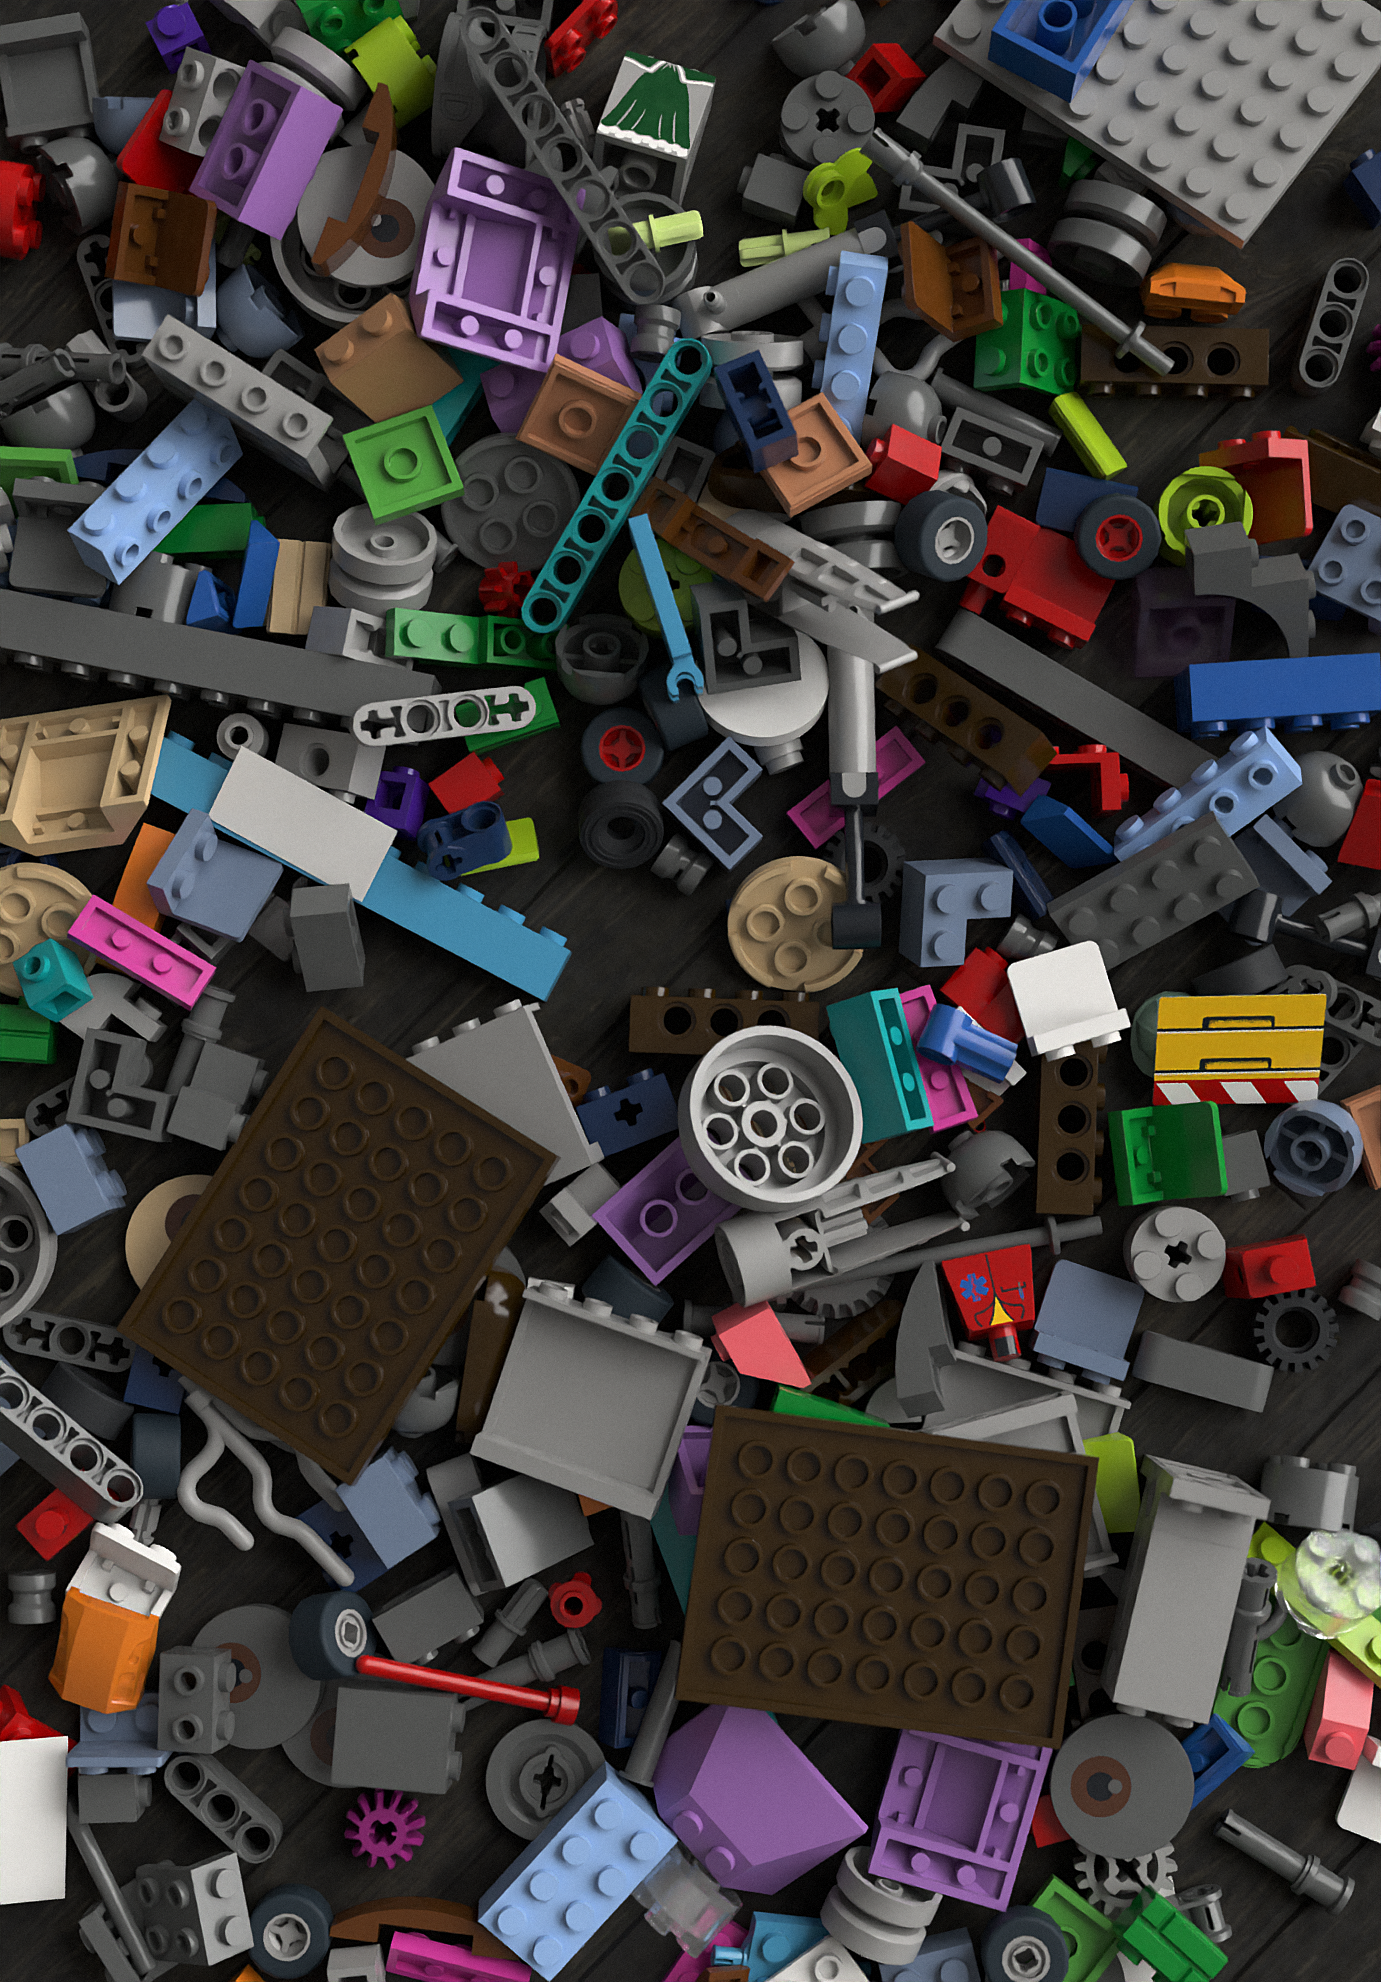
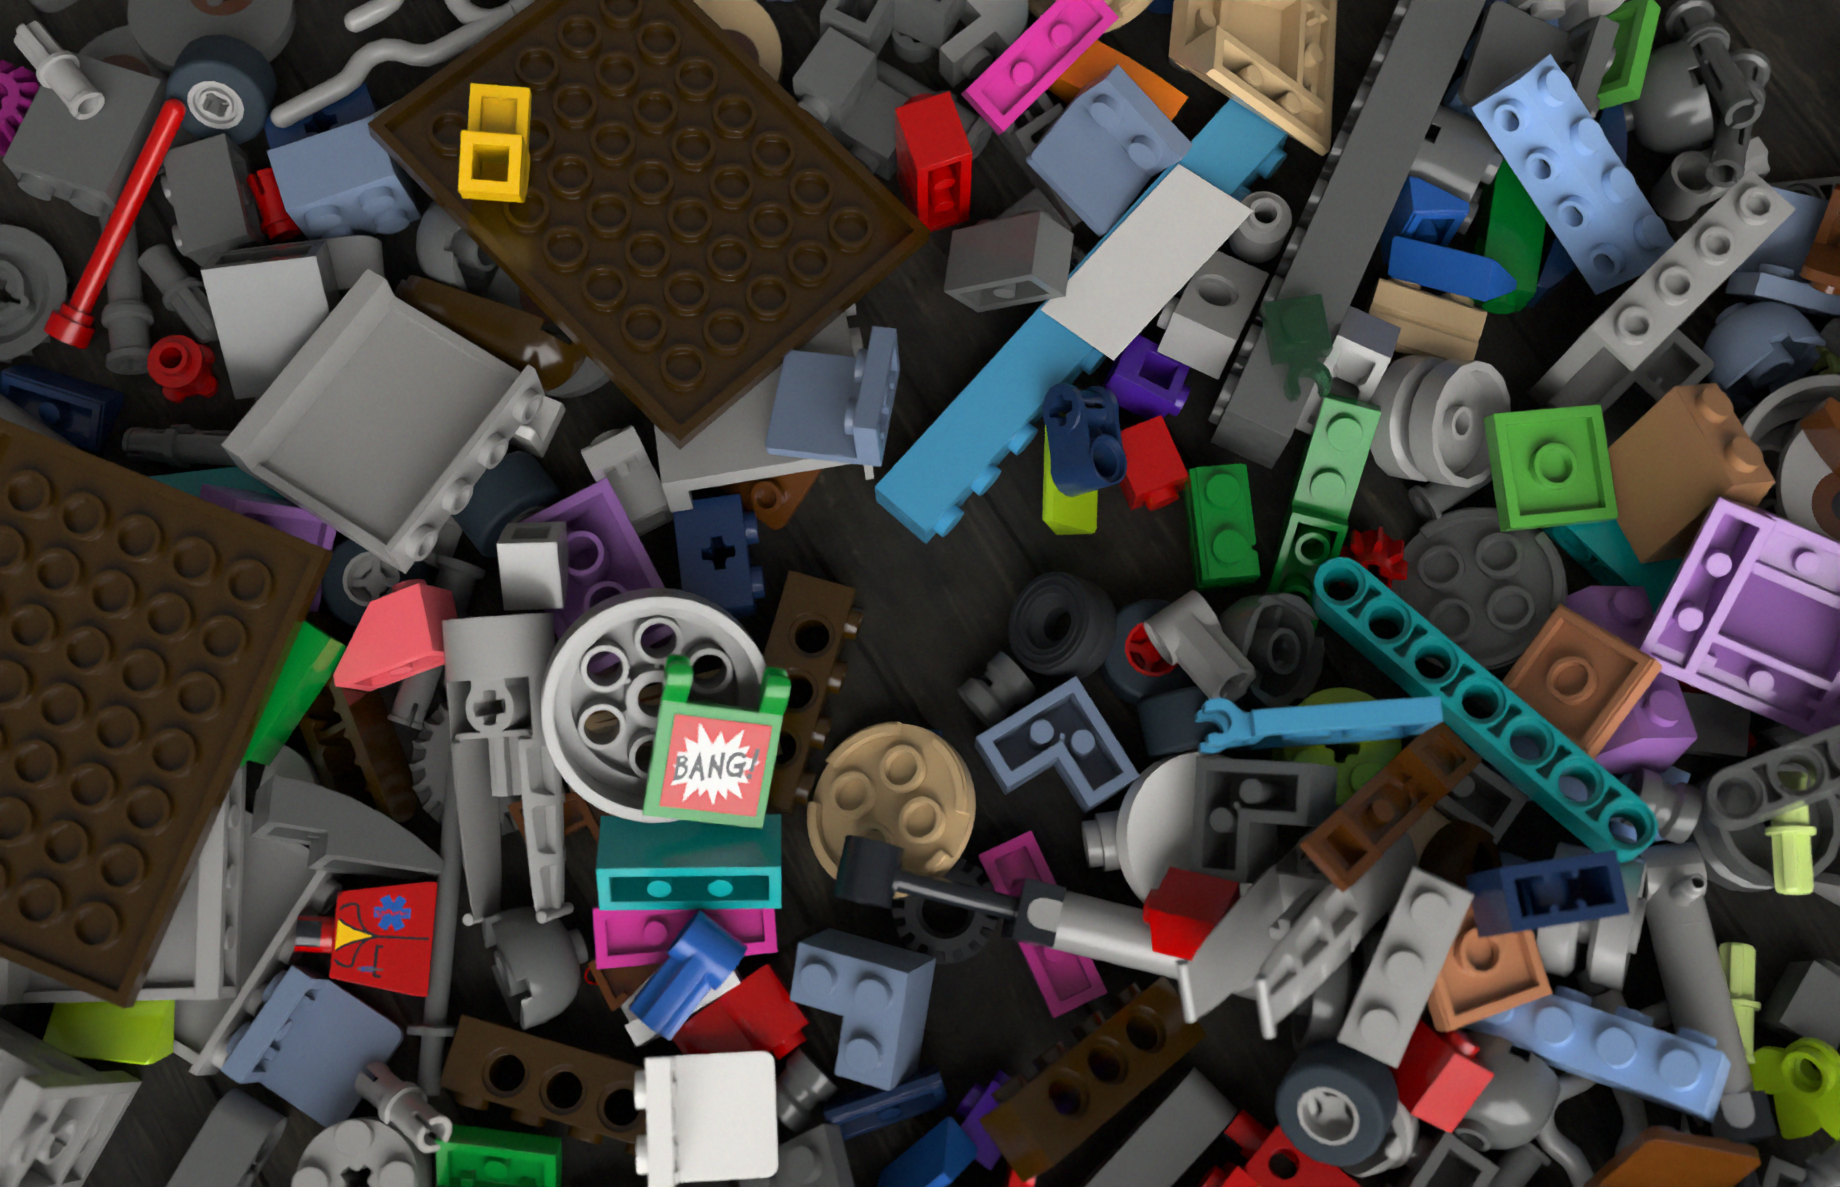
camera: 105 degrees right, 10 degrees down
(260, 1018) = (933, 160): none -> red brick
(350, 686) = (1299, 336): none -> clear green plate
(352, 1366) = (496, 144): none -> yellow brick
(354, 1772) = (58, 70): none -> light grey axle
(416, 1567) = (269, 202): none -> red pin
(442, 713) = (1230, 433): light grey beam -> none
(495, 1042) = (836, 403): none -> sand blue bracket
(611, 718) = (1193, 638): none -> light grey piece
(680, 1249) = (533, 565): none -> light grey brick
(800, 1062) = (711, 756): none -> flag
(827, 675) = (1187, 910): none -> red brick
(833, 505) = (1405, 966): none -> light grey plate
(1114, 1237) = (403, 1107): none -> light grey pin

